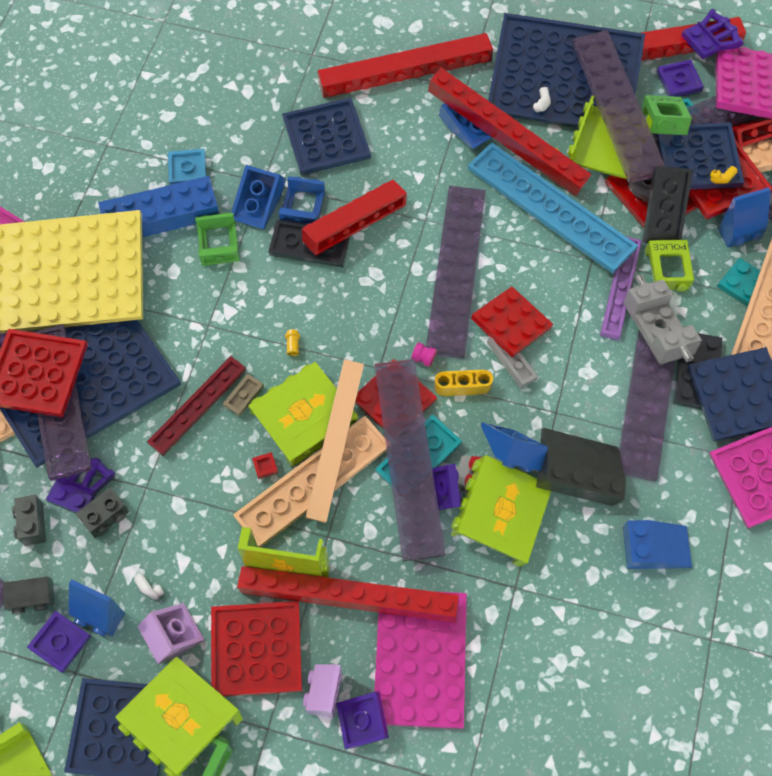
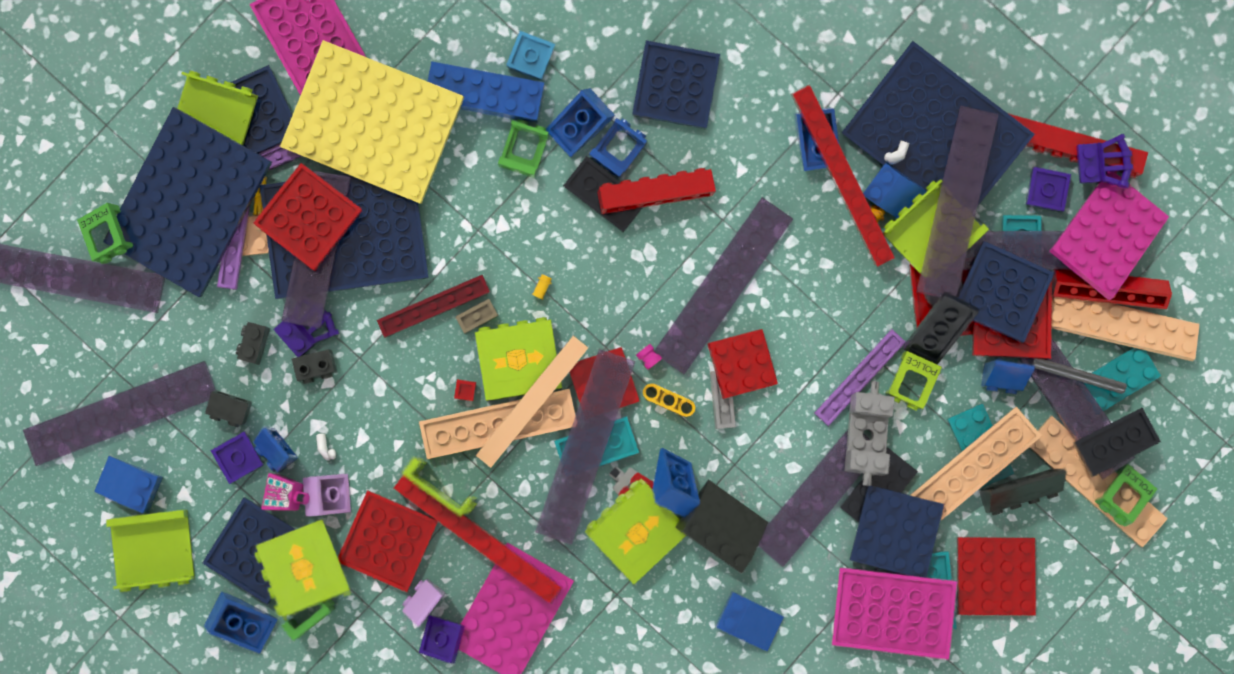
camera: 20 degrees right, 20 degrees up
(124, 653) = (283, 494): none -> torso
(404, 65) = (792, 42): red brick -> none
(446, 486) = (601, 490): dark purple plate -> none
(553, 208) = (842, 268): dark azure plate -> none
(556, 127) = (892, 190): none -> blue slope
(665, 114) = (1002, 223): bright green window -> none
(723, 178) = (1006, 330): yellow arm -> none

